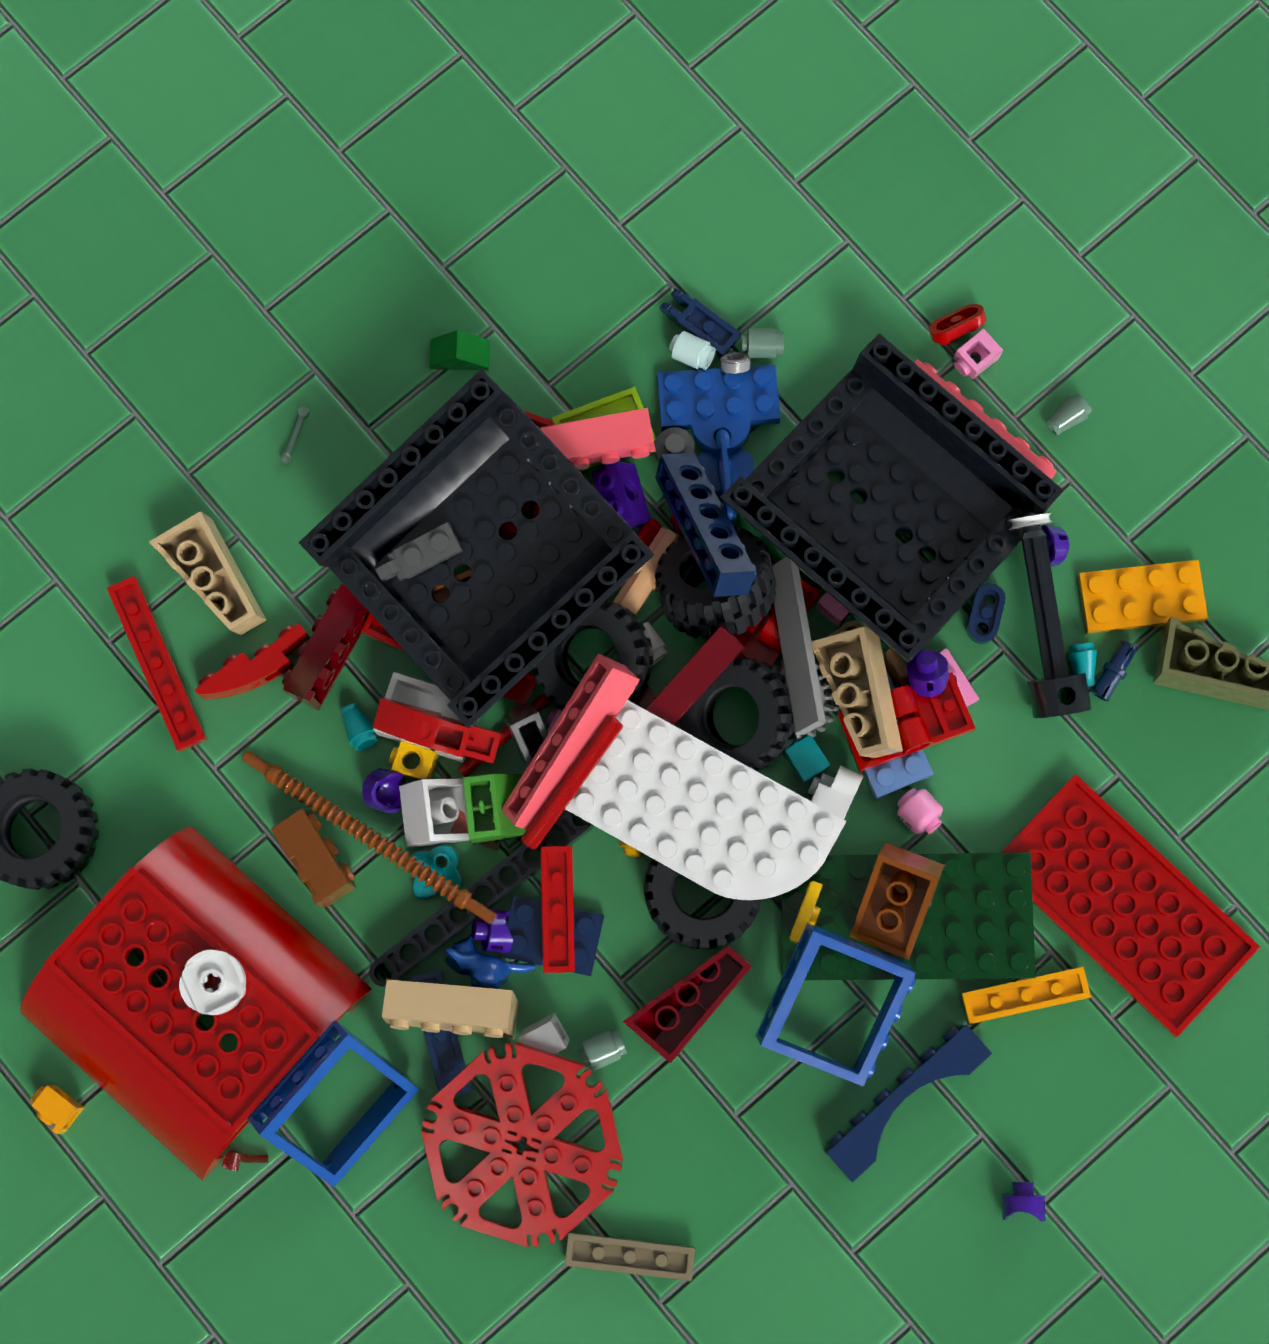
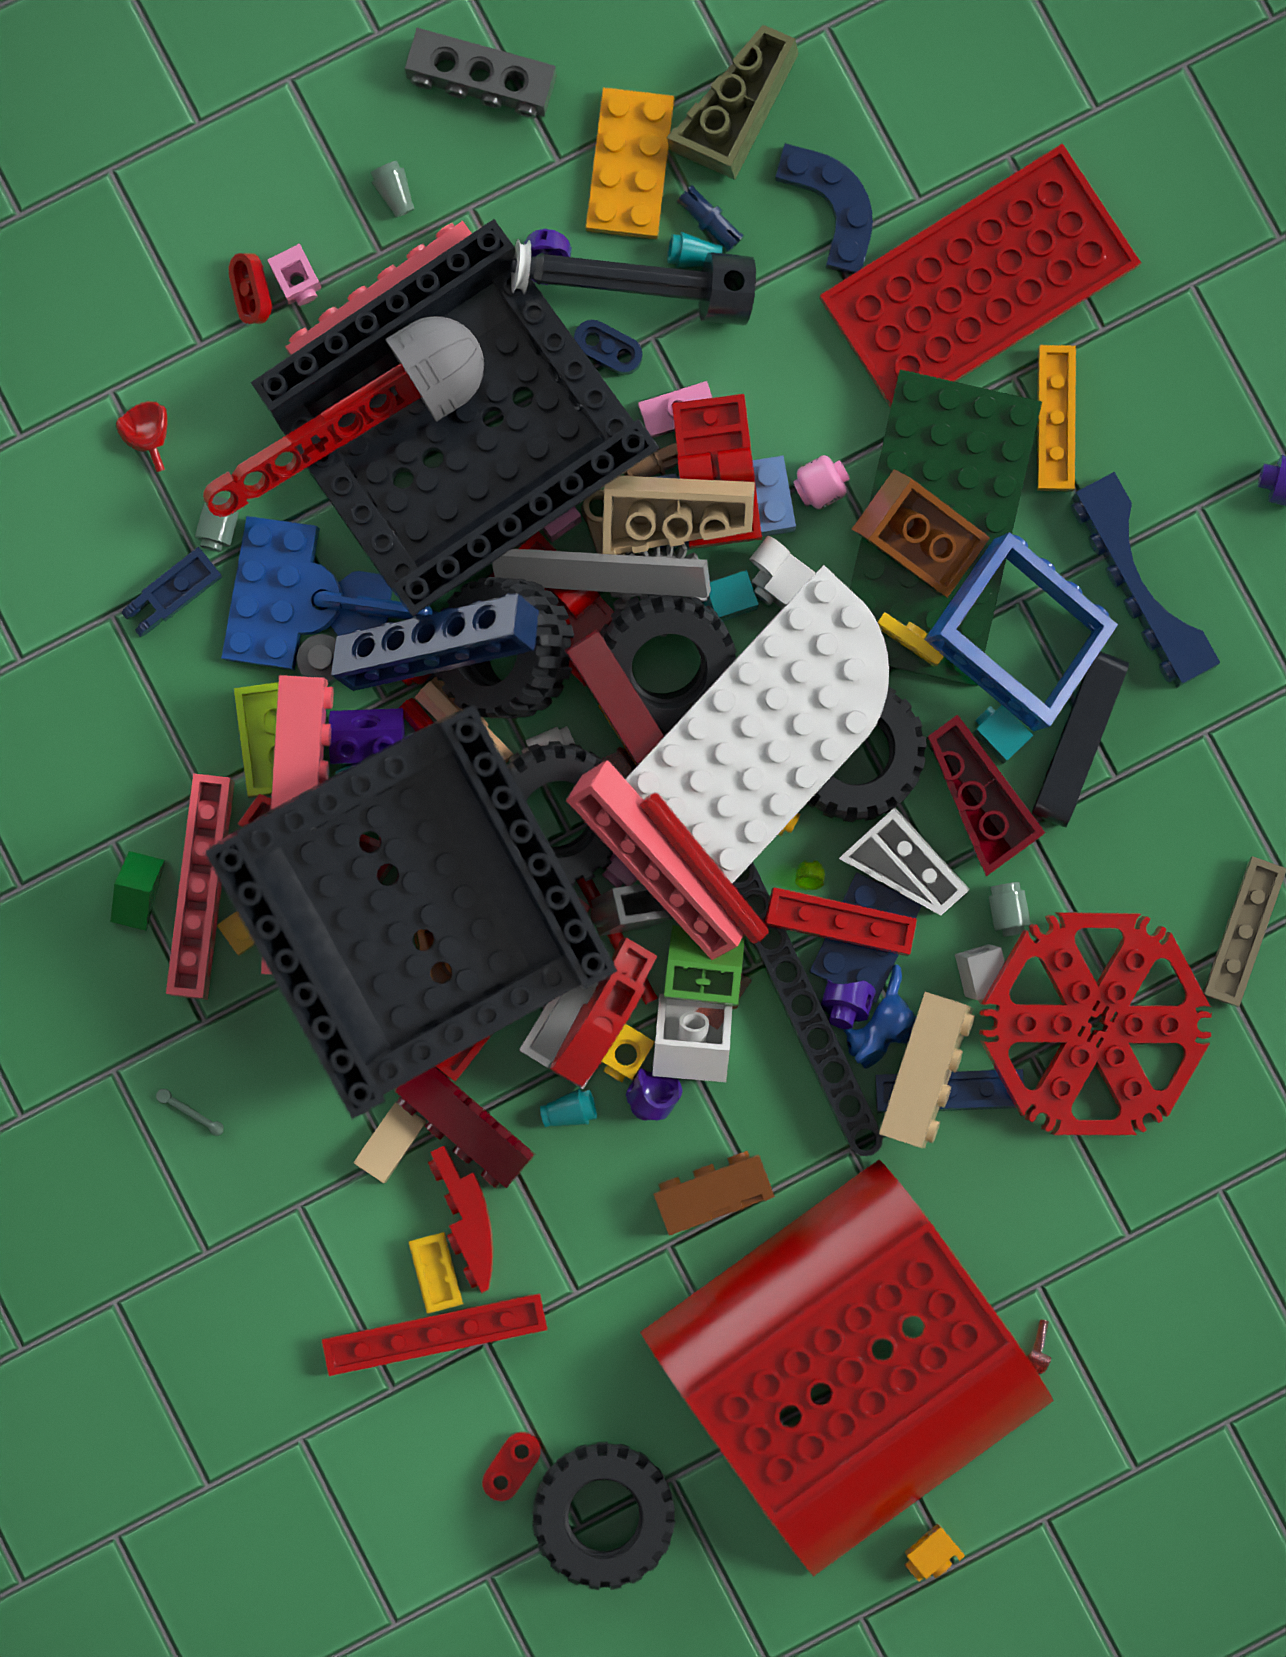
camera: 80 degrees left, 5 degrees up
(63, 749) = (511, 1466): none -> red plate
(196, 974) = (860, 1342): white plate -> none
(205, 652) = (435, 1272): none -> yellow plate
(210, 570) = (337, 1246): tan wedge -> none
(299, 592) = (389, 1143): none -> tan slope
(306, 1076) = (973, 1245): blue window -> none
(420, 401) = (199, 888): none -> coral brick
(421, 553) = (392, 981): dark grey hinge -> none
(430, 858) = (767, 1058): teal plate -> none
(462, 898) = (602, 1220): dark orange hose -> none
(592, 877) = (810, 875): none -> clear neon green hinge
(620, 954) = (907, 863): none -> white wedge
(692, 350) = (206, 610): light aqua brick -> none
(735, 362) = (234, 562): light grey tile -> none
(748, 1009) = (1001, 732): none -> teal brick
(759, 1077) = (1080, 739): none -> black beam
(823, 272) = (145, 429): none -> red piece
(928, 668) = (666, 428): dark purple piece -> none
(930, 471) = (437, 364): none -> piece
(1167, 774) = (842, 192): none -> dark blue plate
(1189, 415) = (431, 48): none -> dark grey brick

